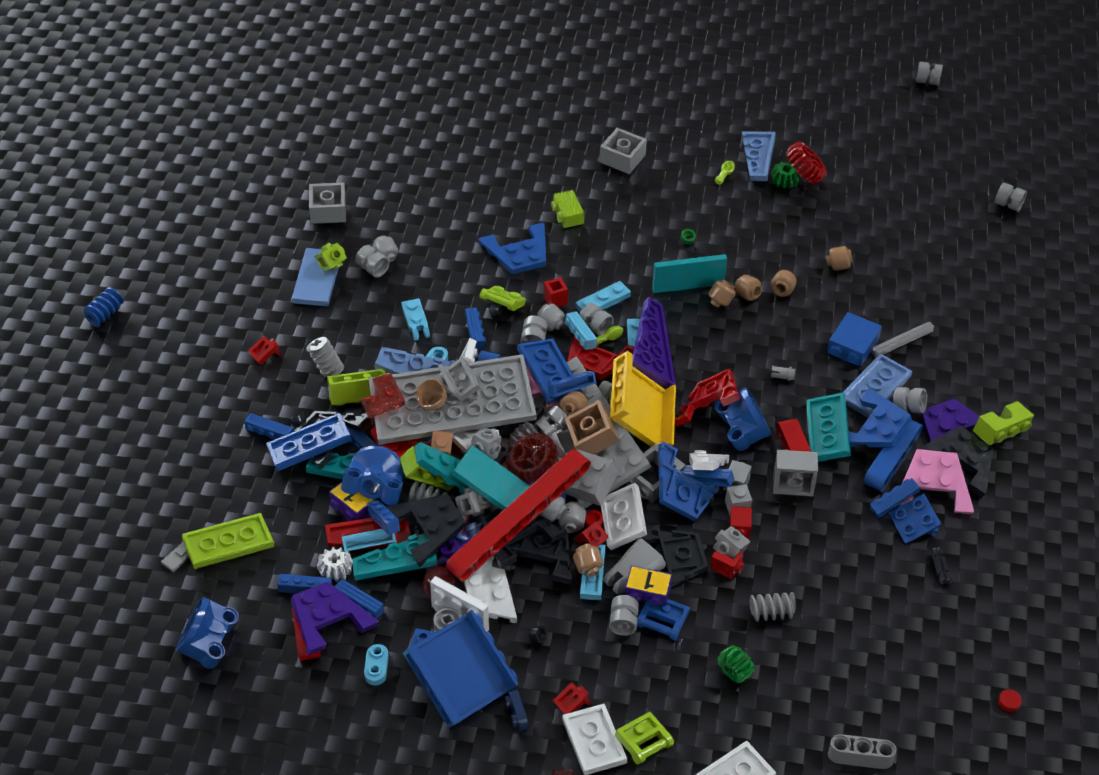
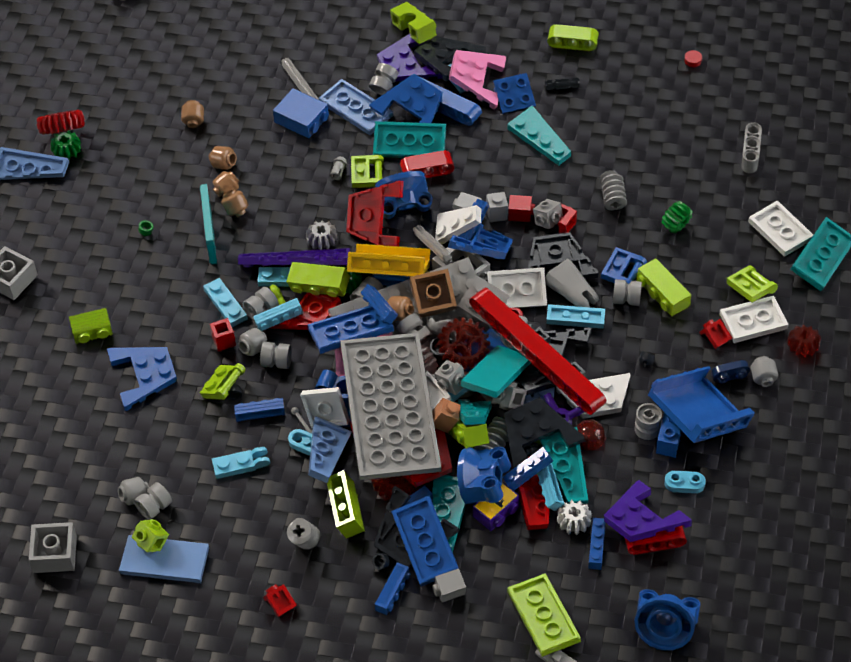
camera: 85 degrees left, 5 degrees up
(264, 467) = (449, 585): none -> light grey brick
(364, 600) = (617, 490): blue piece -> none
(387, 399) = (392, 452): clear red plate -> none
(431, 394) = (398, 412): medium nougat hair -> none
(447, 596) = (626, 410): white plate -> none
(459, 379) = (376, 388): light grey bracket -> none
(516, 742) = (764, 371): none -> light grey head
(588, 560) = (574, 311): medium nougat head -> none
(592, 535) = (537, 313): red bracket -> none
(621, 341) = (318, 279): none -> lime brick
(635, 651) = (663, 287): none -> lime brick
(648, 585) = (602, 268): brick -> none
(679, 442) = (432, 243): none -> light grey axle
(688, 361) = (321, 235): none -> light grey gear
(726, 169) = (46, 193): lime piece -> none
(780, 391) = (361, 170): none -> lime plate
(795, 472) = (469, 162): light grey brick -> none
(856, 544) = (538, 134): none -> teal wing
(895, 497) = (495, 101): blue piece -> none
(1017, 575) = (573, 37): none -> lime beam

